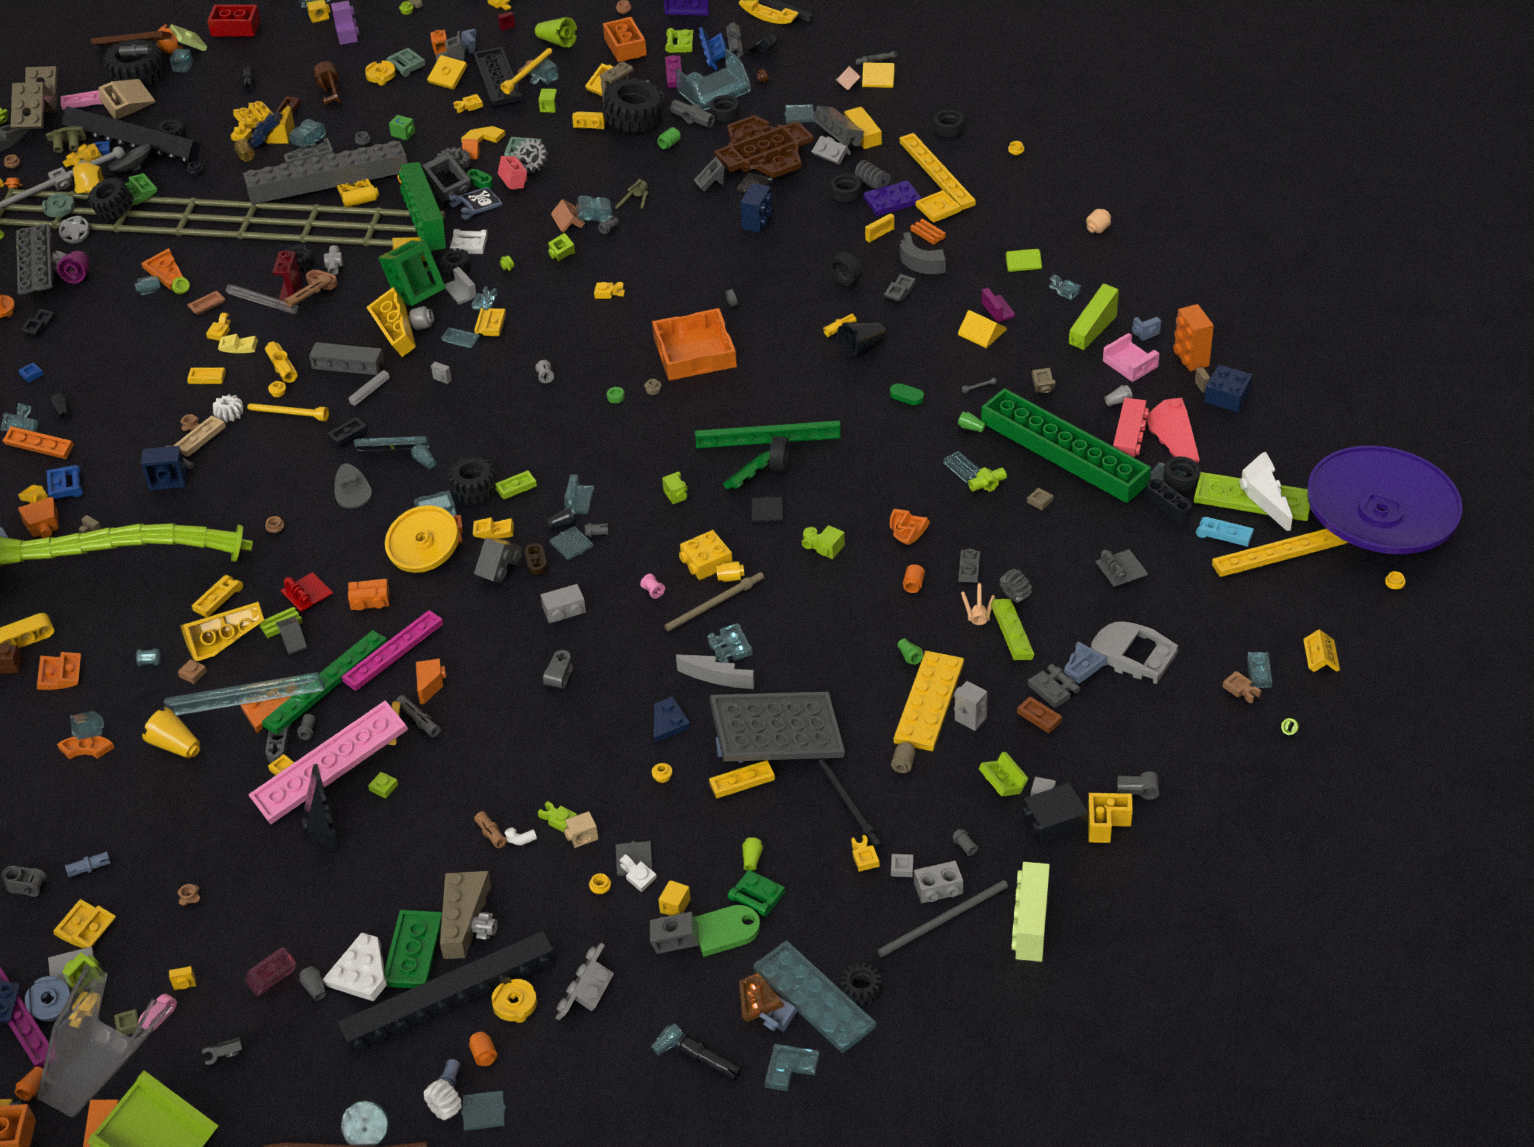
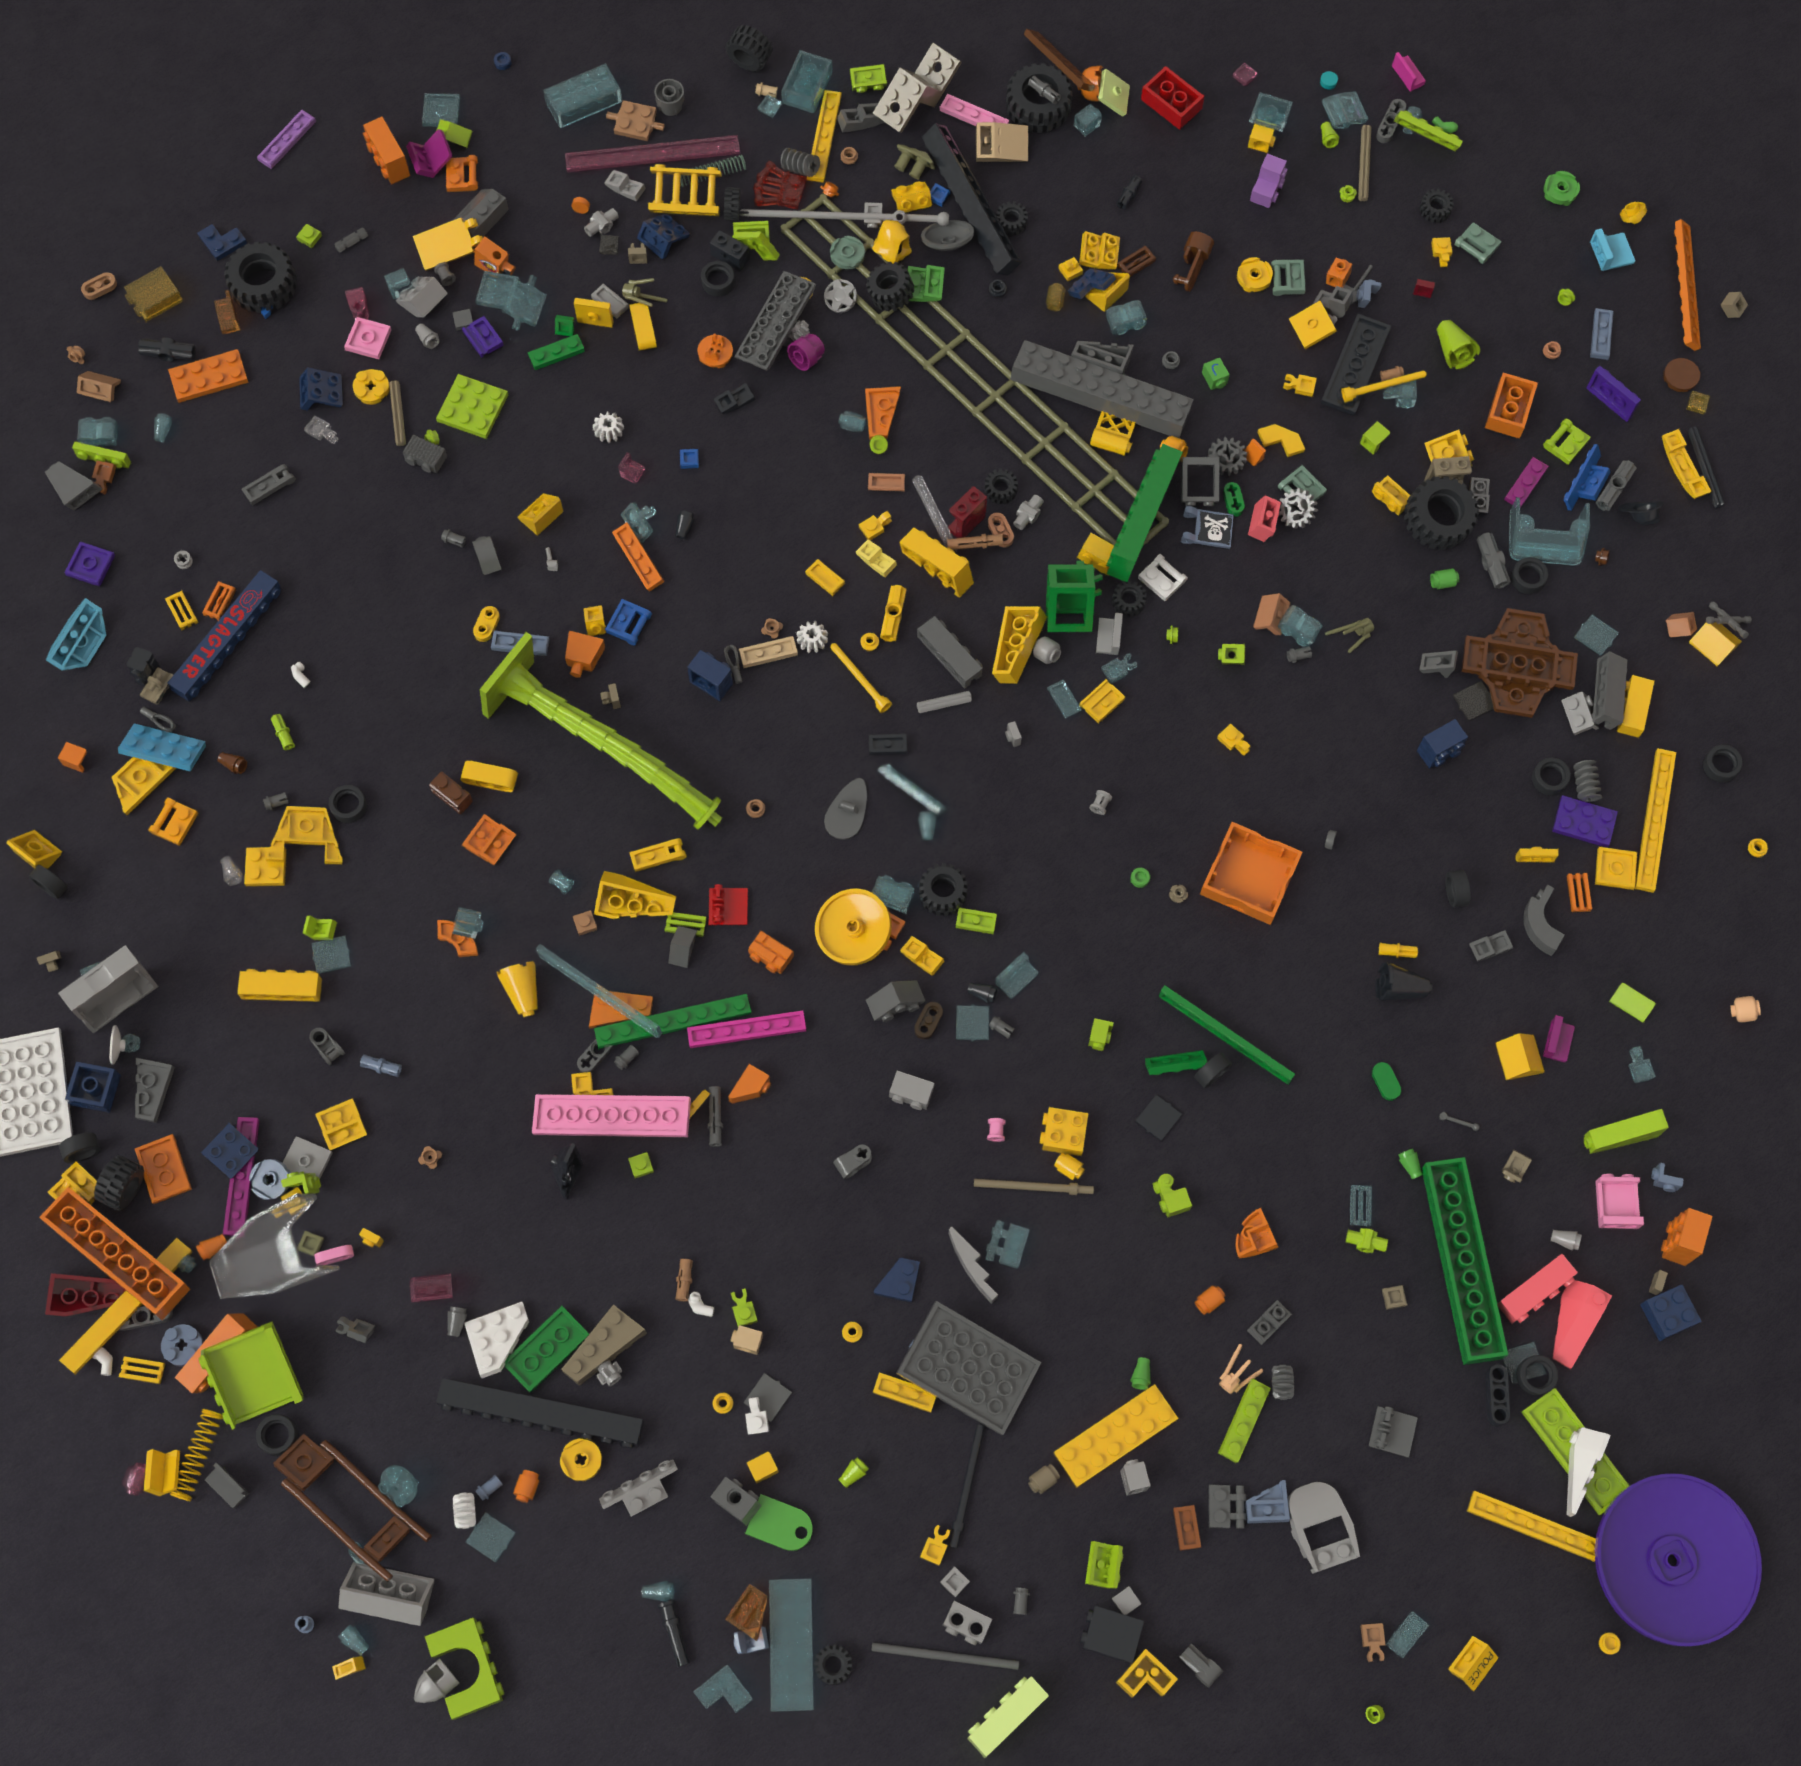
camera: 35 degrees right, 25 degrees up
(289, 316) = (938, 560): none -> yellow wedge
(759, 888) = (835, 1510): green plate -> none
(1224, 531) = (1515, 1468): medium azure plate -> none

